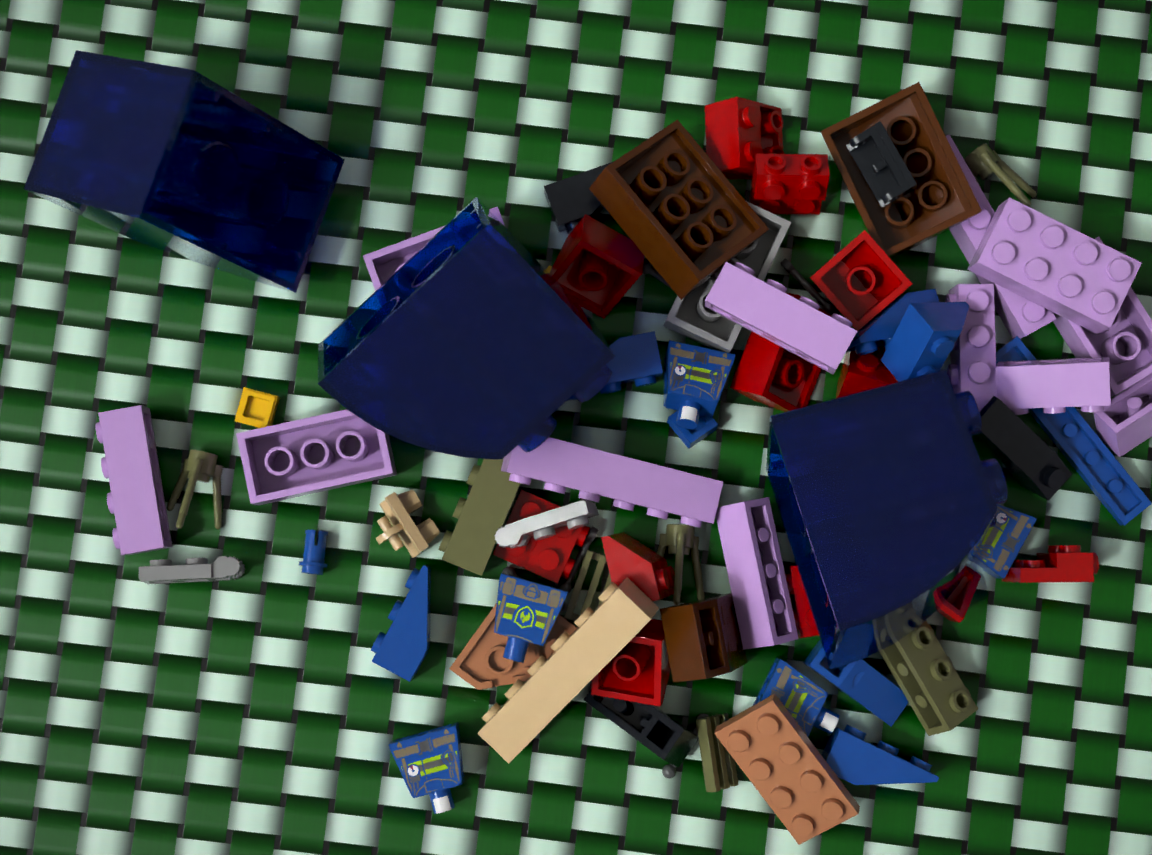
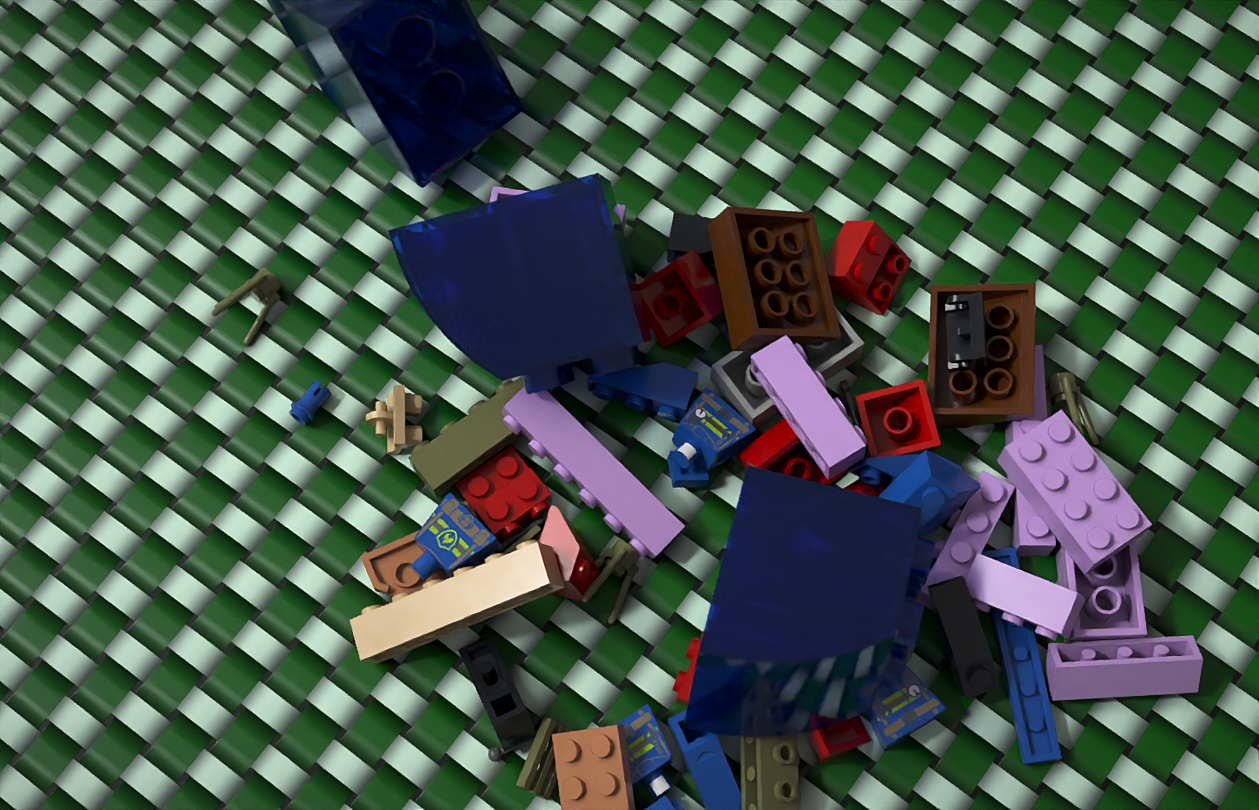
camera: 35 degrees right, 15 degrees down
(134, 480) = (202, 266): lavender brick -> none
(195, 570) = (203, 364): light grey hinge -> none
(256, 408) = (336, 268): yellow tile -> none
(313, 456) = (359, 323): lavender brick -> none
(409, 634) = (344, 510): blue slope -> none
(431, 764) = (296, 627): blue torso -> none
(544, 524) = (512, 472): hinge -> none
(638, 670) = (521, 637): red slope -> none
(703, 638) = (592, 641): reddish brown slope -> none
(762, 613) = (669, 620): lavender brick -> none
(790, 183) = (881, 314): red plate -> none
(1060, 564) = (947, 764): red plate -> none

